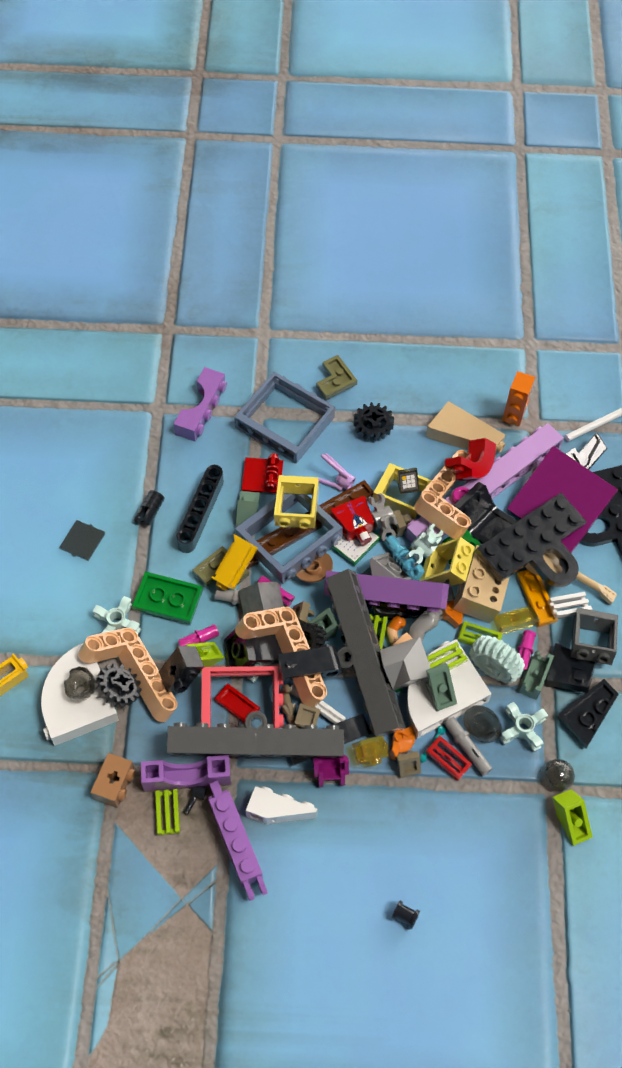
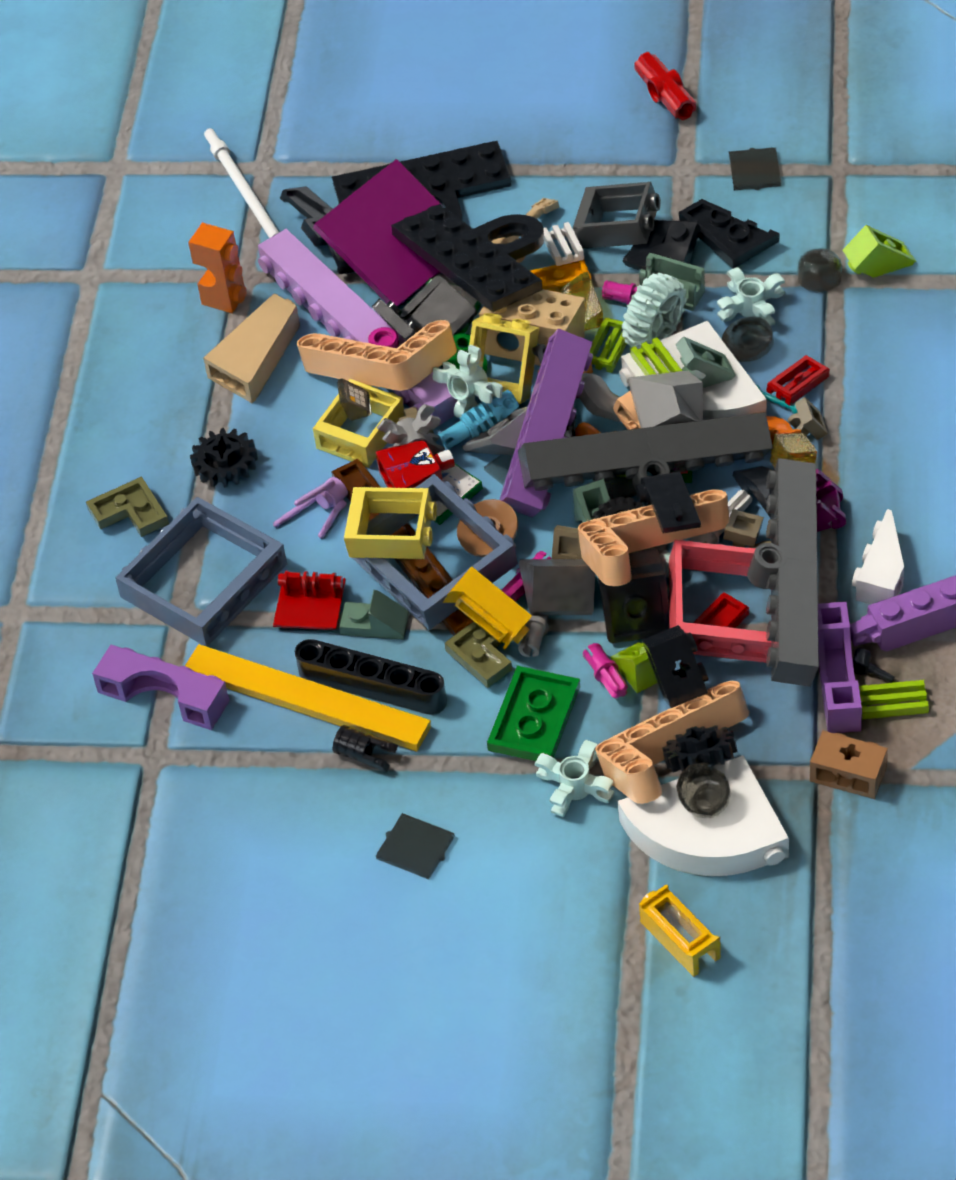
camera: 80 degrees left, 10 degrees down
(190, 480) = (311, 698): none -> yellow tile
(463, 739) = (768, 363): light grey pin -> none
(478, 463) = (325, 319): red arch -> none

